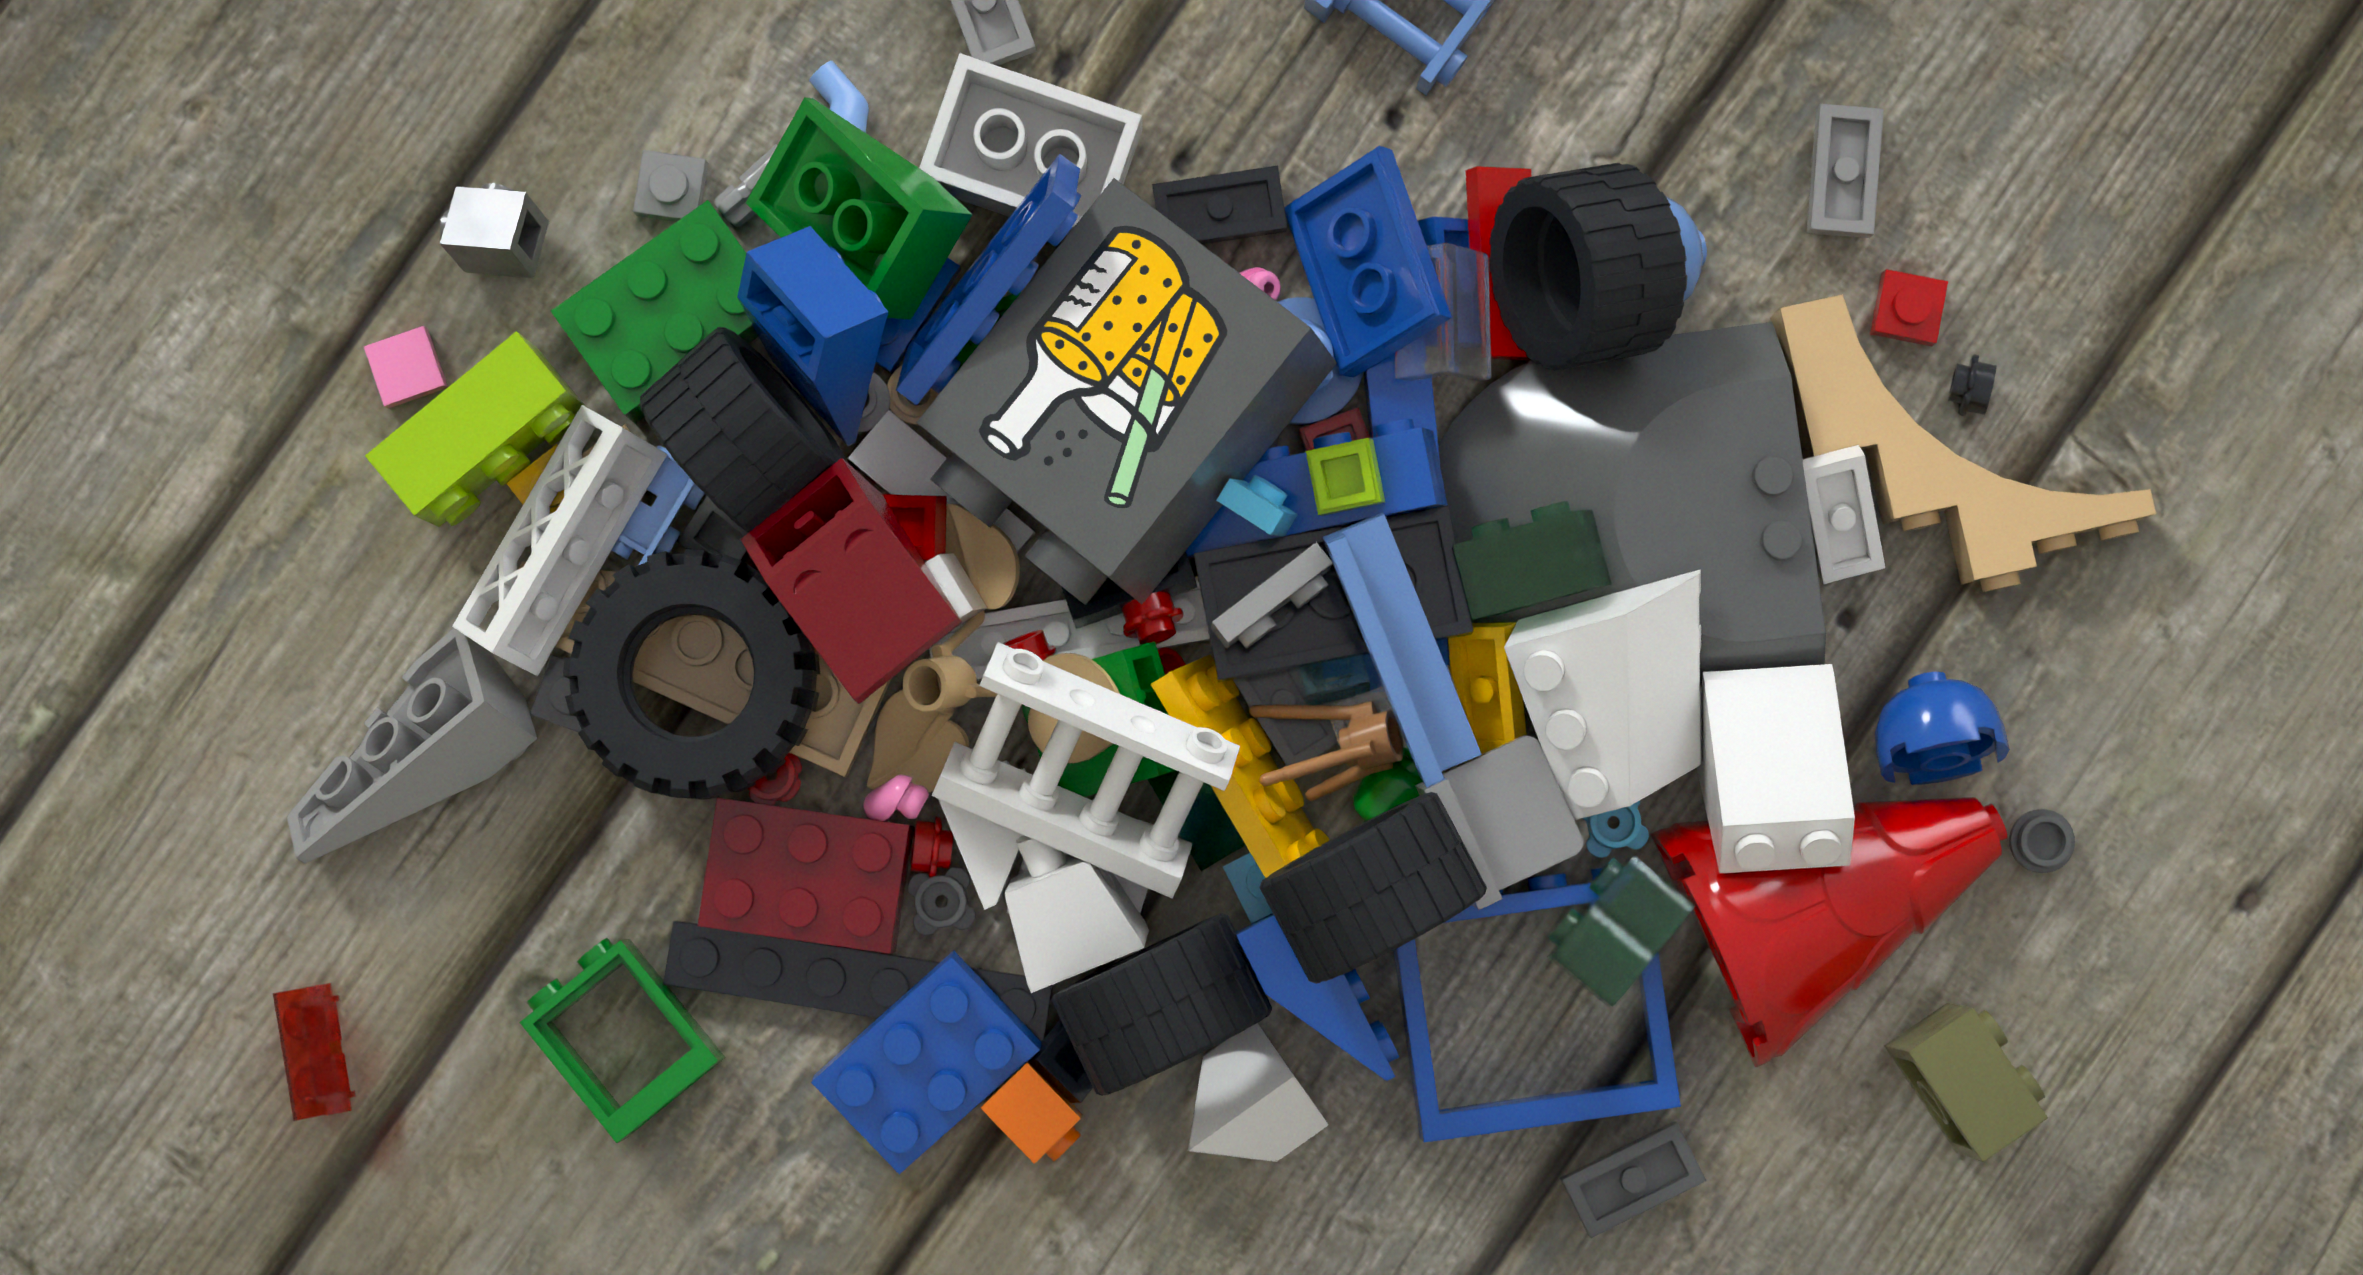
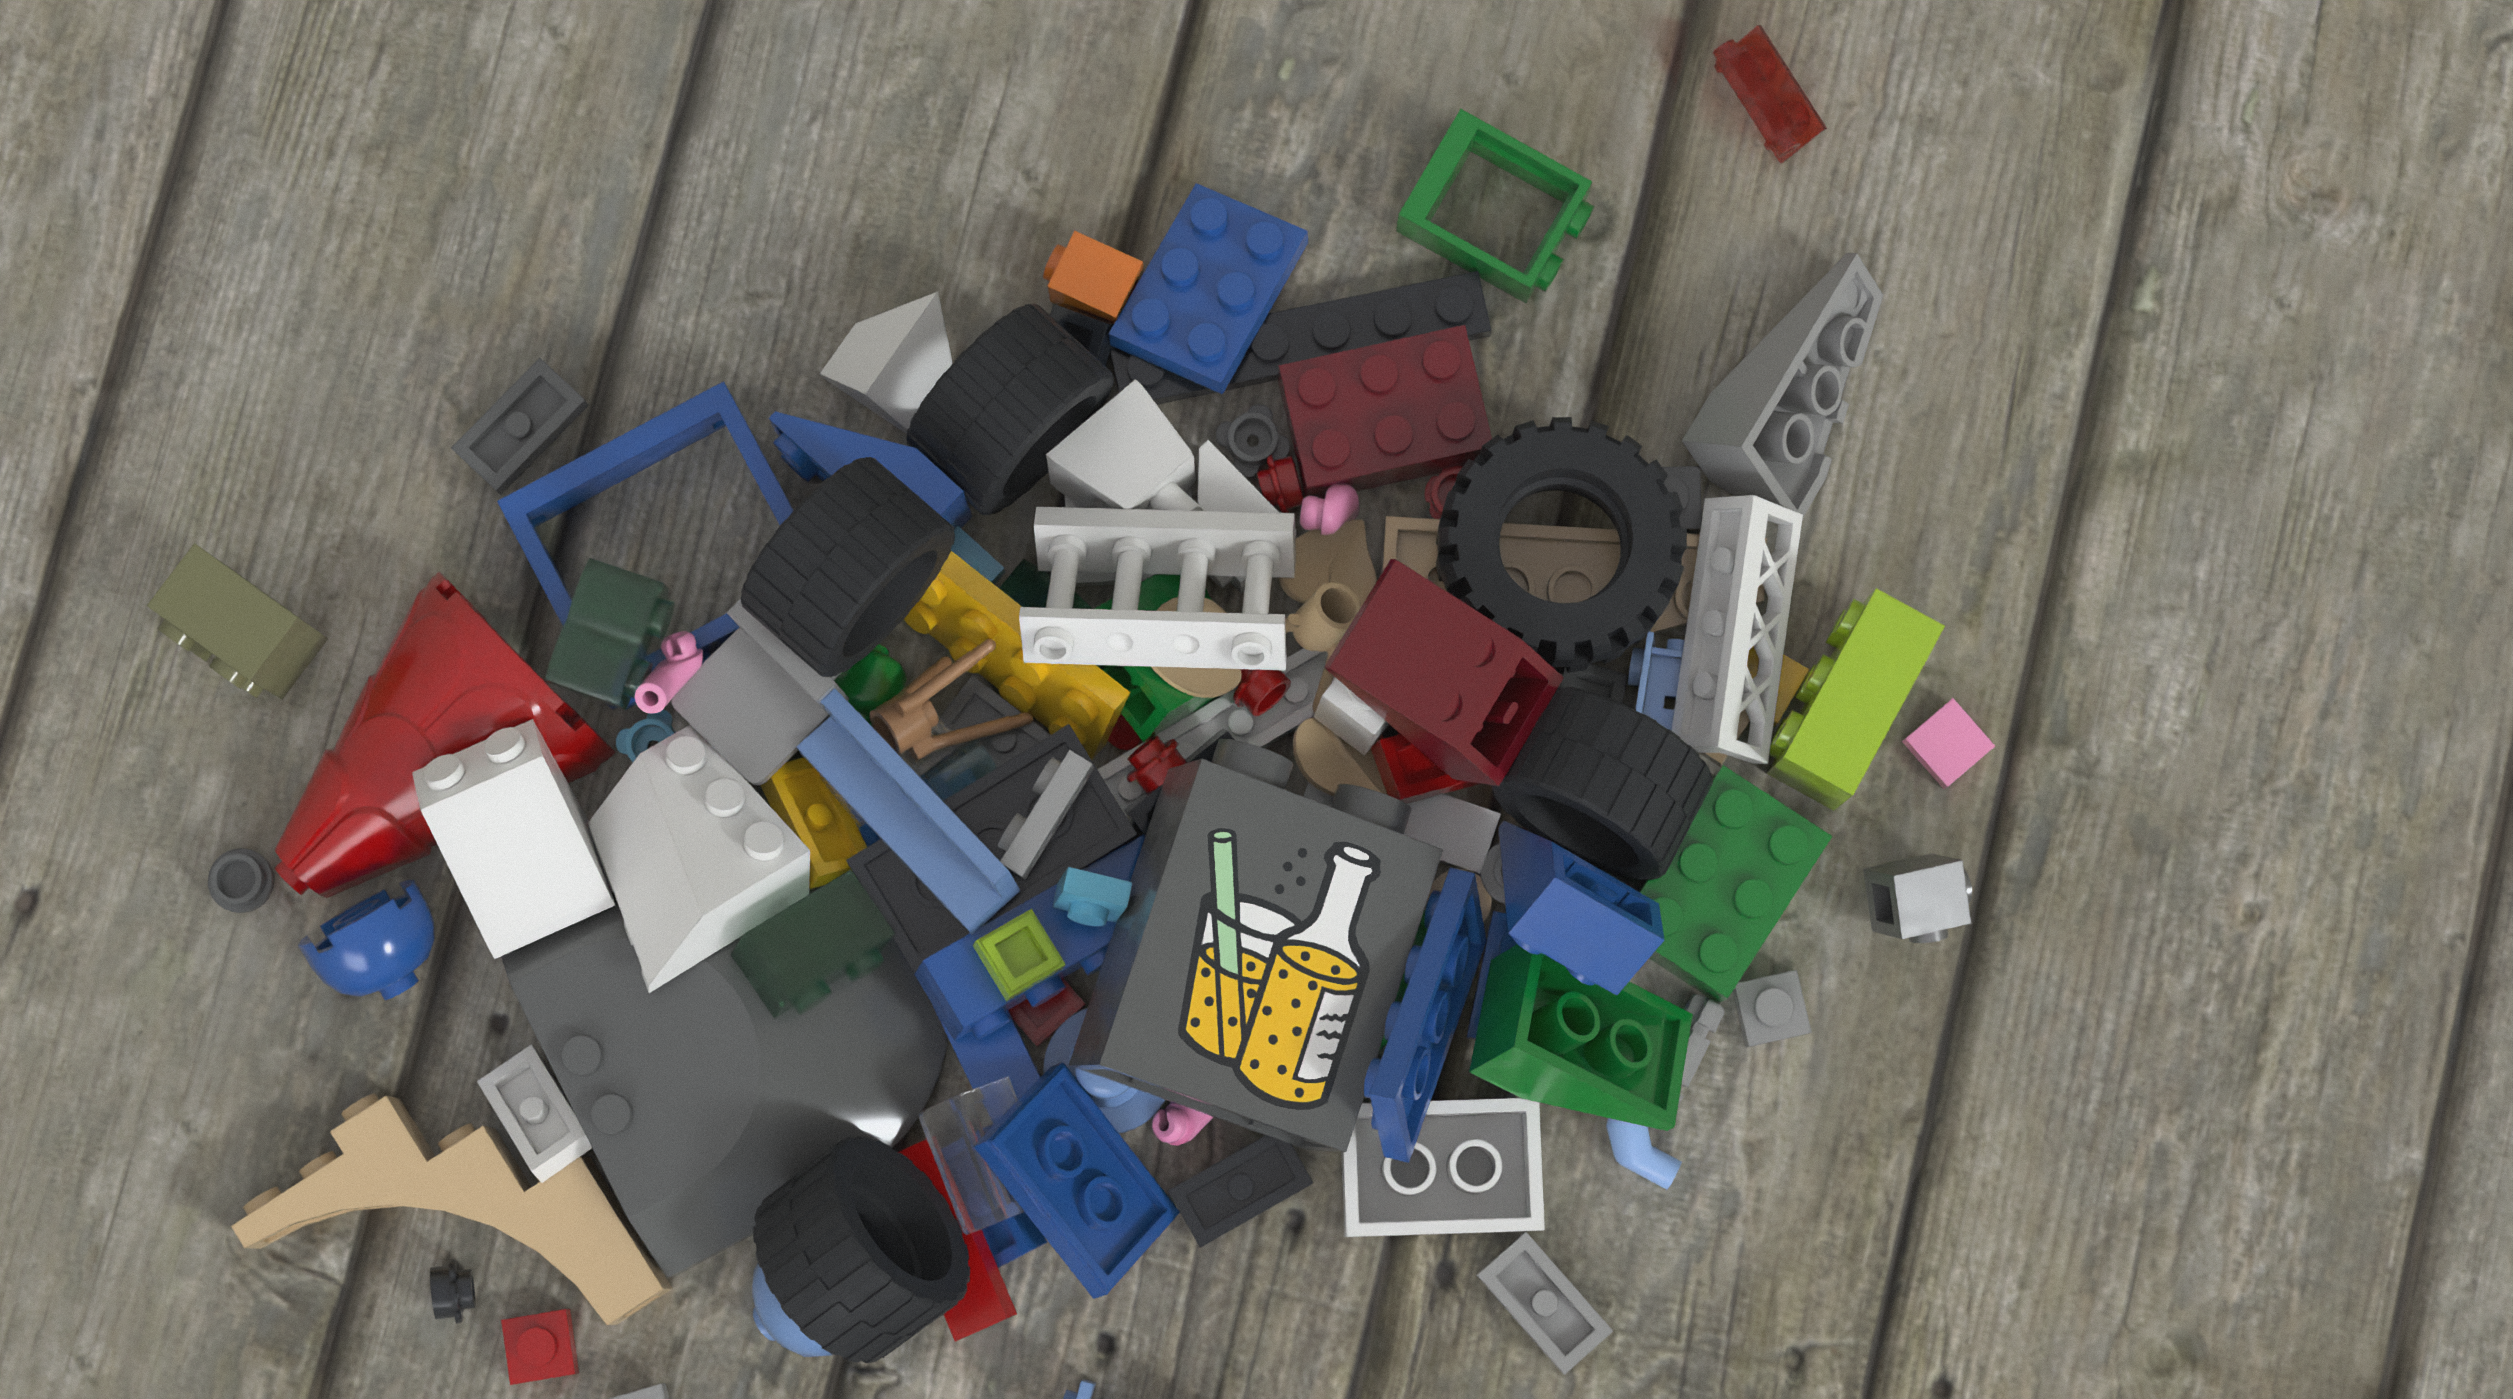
camera: 160 degrees right, 5 degrees down
(1575, 872) = (671, 674): none -> bright pink arm

